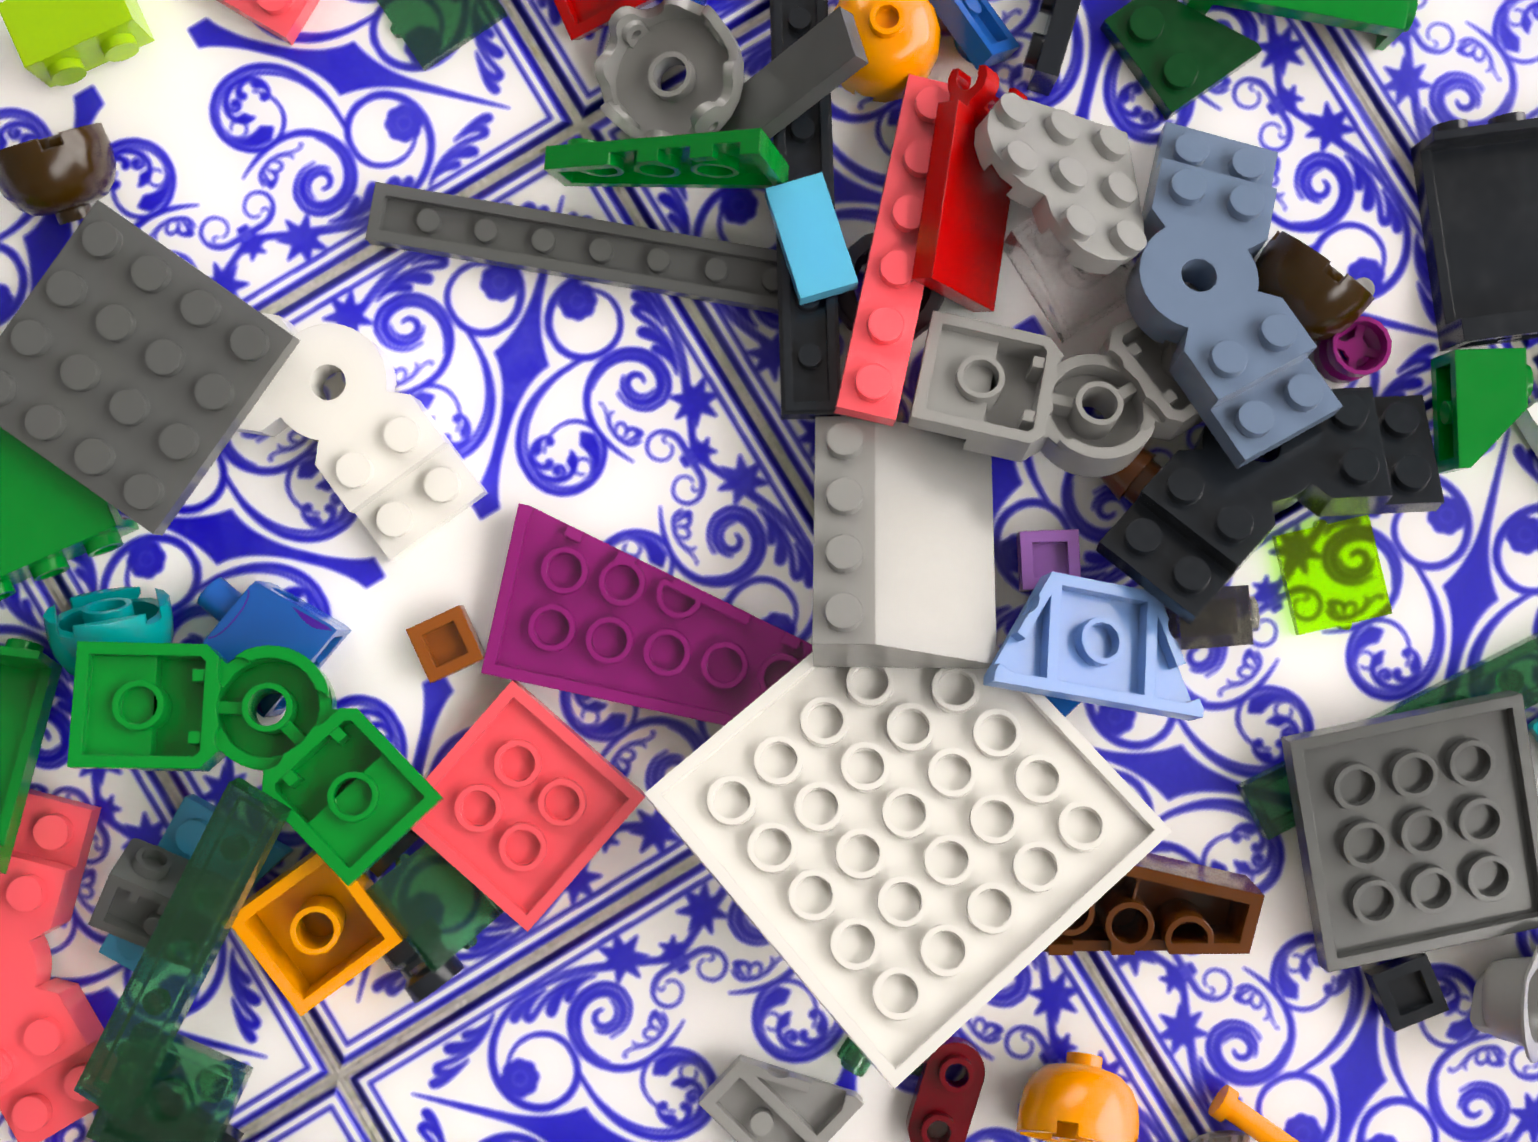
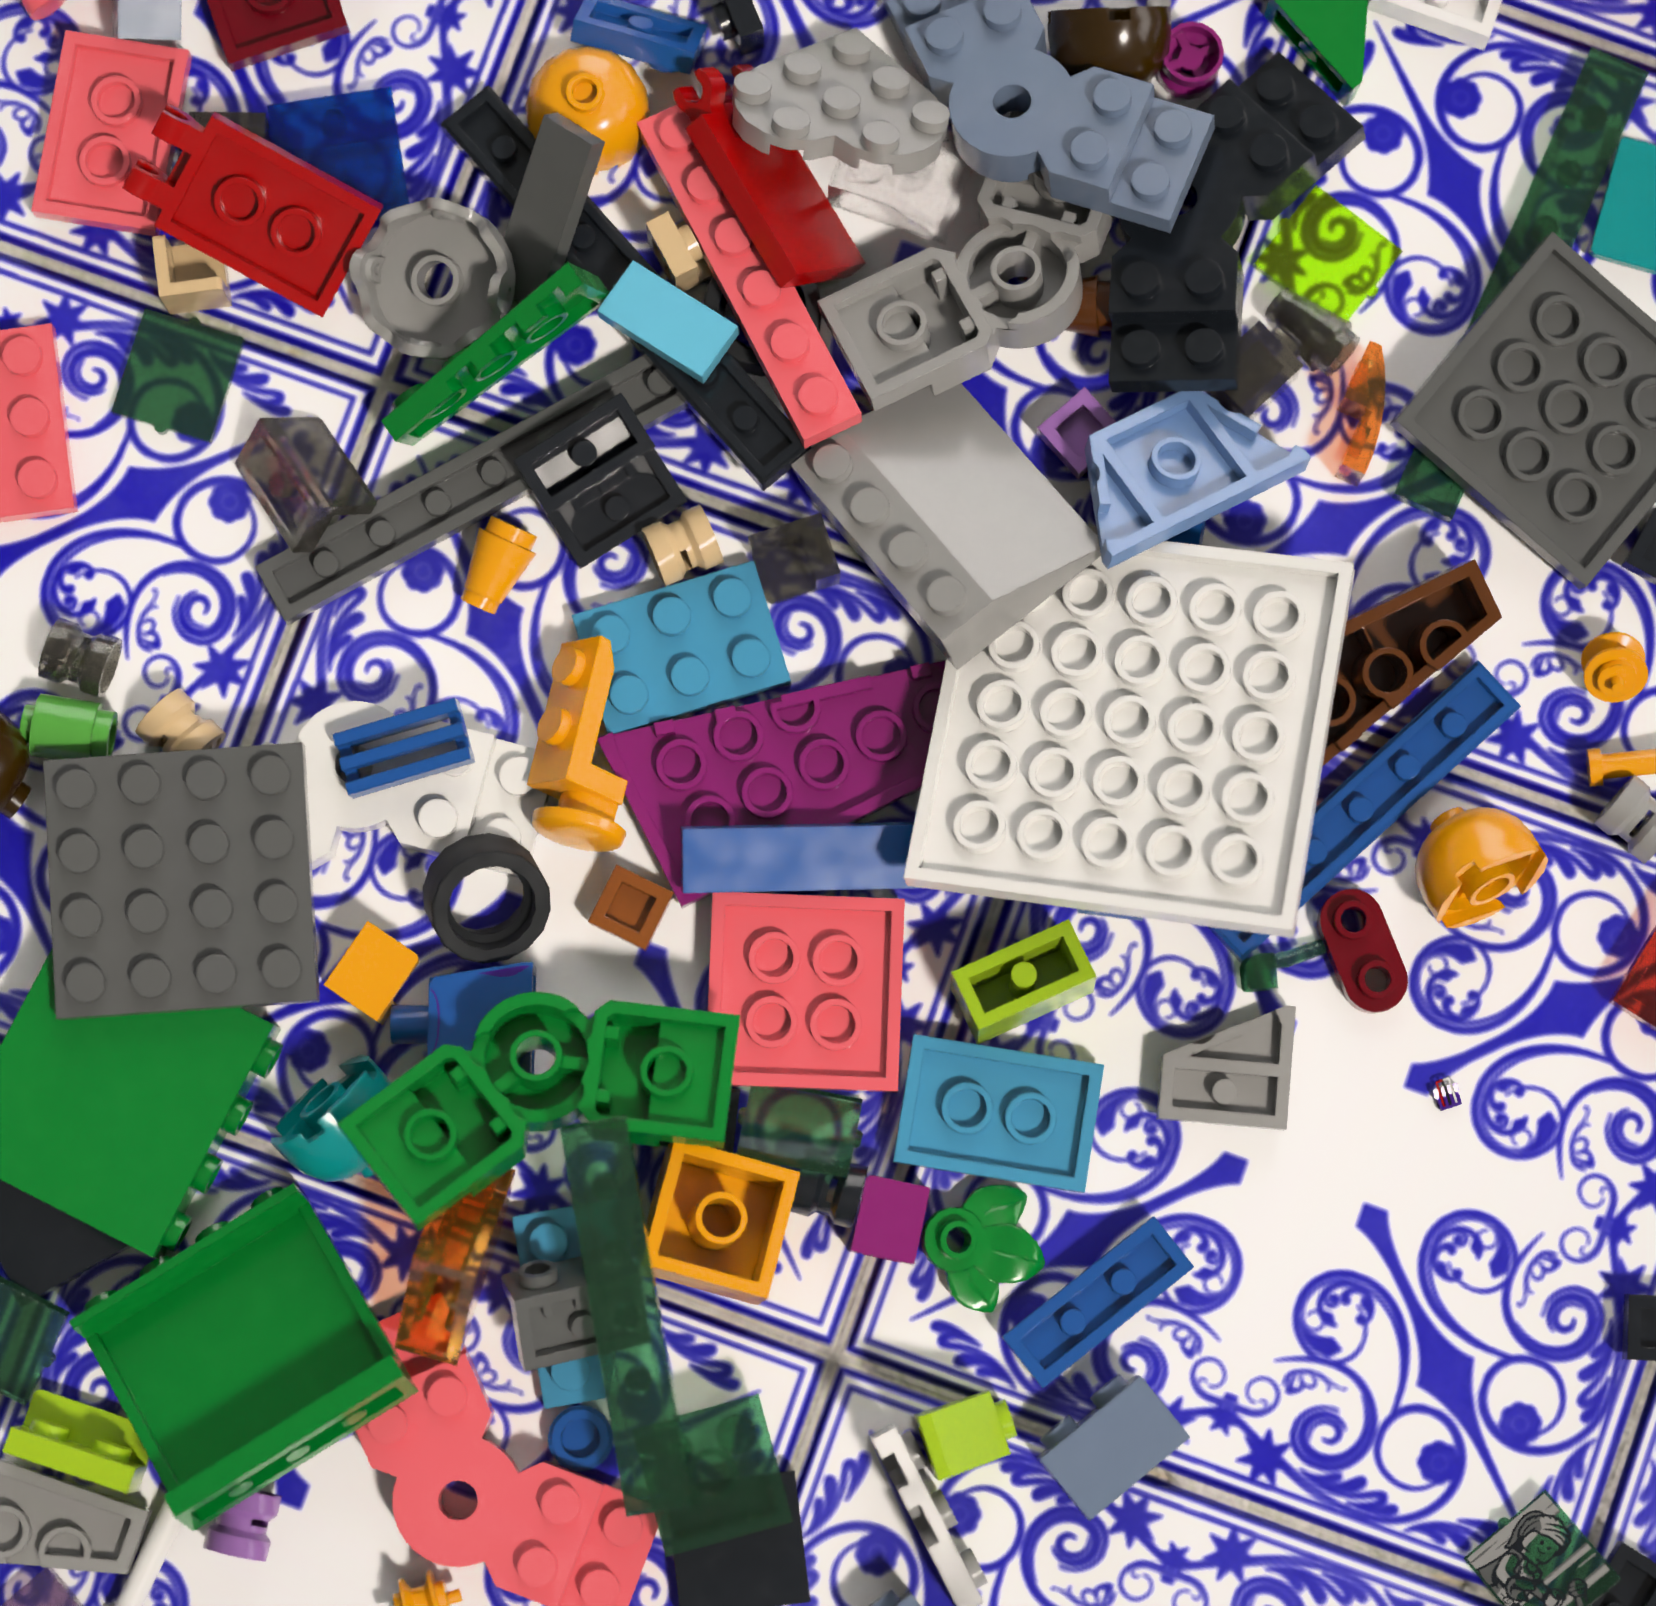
camera: 45 degrees left, 5 degrees down
(93, 808) = (451, 1272): none -> clear orange slope
(102, 989) = (580, 1438): none -> blue tile
(152, 195) = (68, 728): none -> bright green brick
(199, 145) = (80, 658): none -> clear smoke wheel
(220, 543) = (372, 972): none -> light orange panel
(229, 256) = (176, 726): none -> tan wheel
(323, 380) = (393, 725): none -> blue tile
(325, 588) = (511, 935): none -> black tyre
(444, 1023) = (890, 1219): none -> magenta panel
(461, 144) = (301, 478): none -> clear smoke panel
(491, 489) = (566, 749): none -> light orange piece
(506, 1095) = (992, 1246): none -> green plate
(552, 318) = (497, 563): none -> light orange cone
(588, 704) = (794, 857): none -> tile
(588, 1005) = (998, 1113): none -> dark azure plate
(634, 485) = (687, 647): none -> dark azure plate
(671, 316) = (600, 480): none -> black slope
(679, 930) = (1023, 981): none -> lime brick
(693, 411) = (682, 545): none -> tan wheel
(766, 485) = (794, 559): none -> clear smoke panel
(861, 194) = (677, 252): none -> tan bracket
(1098, 992) = (1394, 782): none -> blue tile
(1276, 703) = (1363, 402): none -> clear orange slope
(1282, 626) = (1319, 334): none -> clear smoke cone
(1298, 1045) = (1614, 667): none -> light orange wheel

